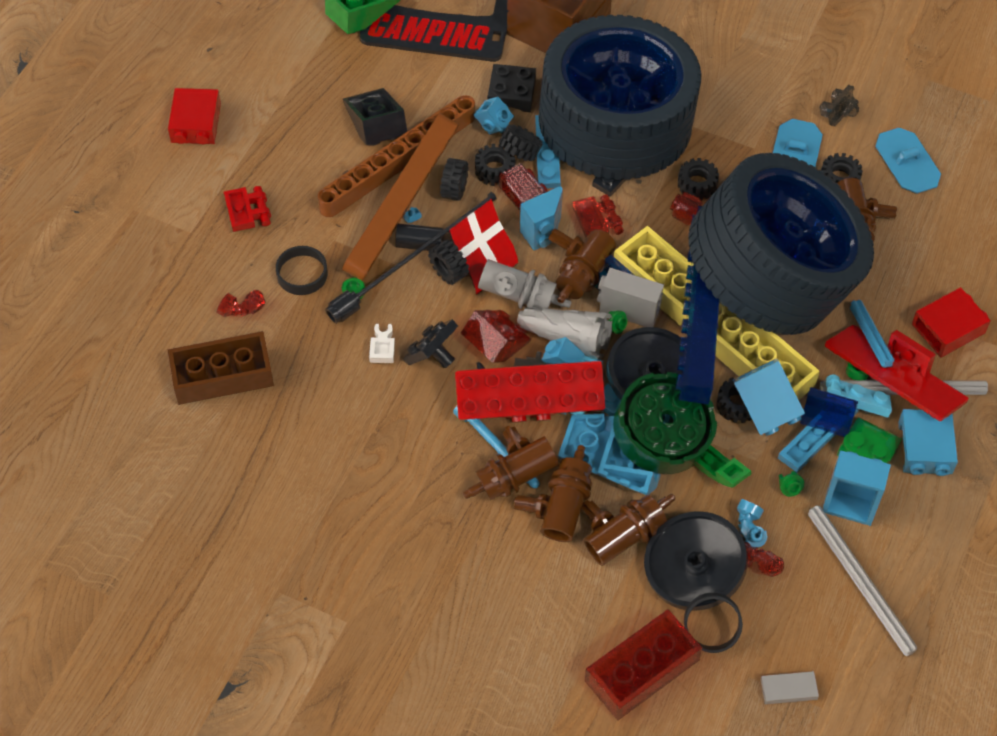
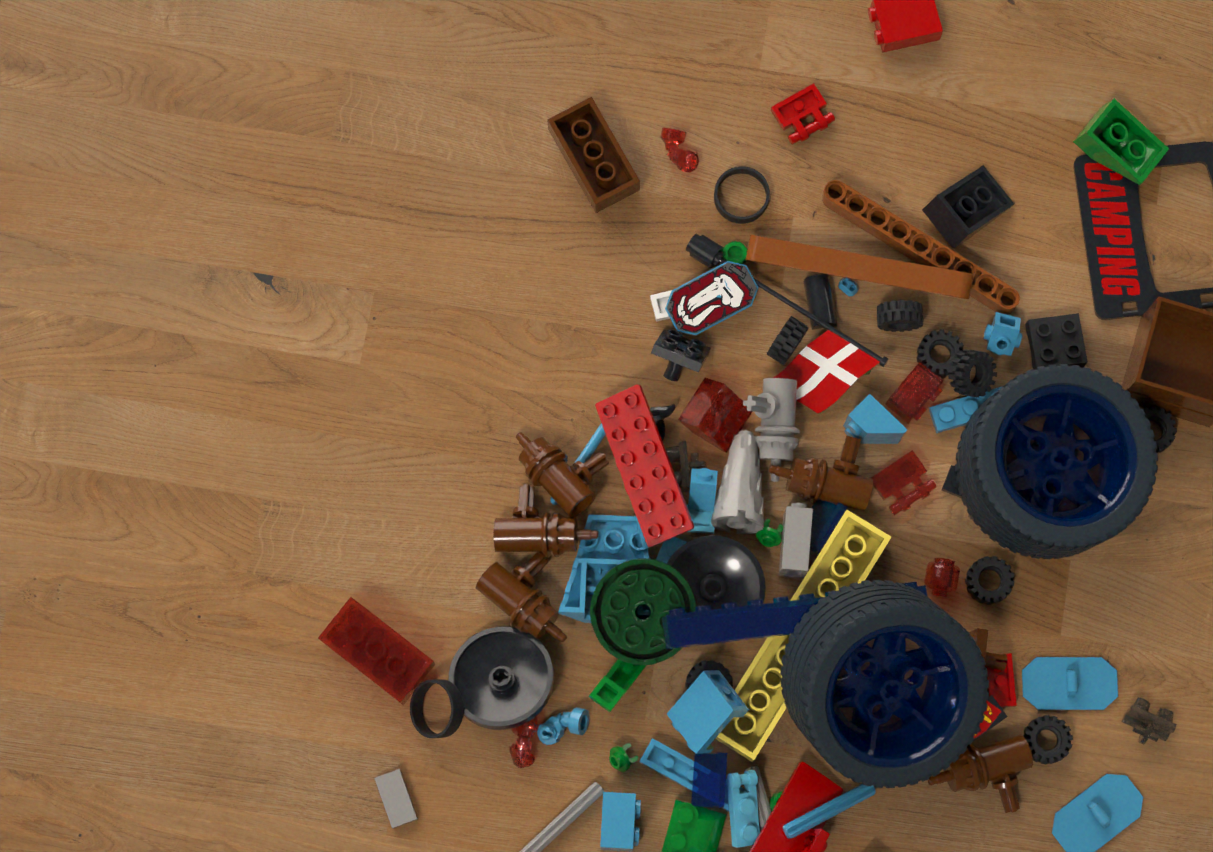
camera: 75 degrees right, 20 degrees up
(389, 310) = (711, 298): none -> shield

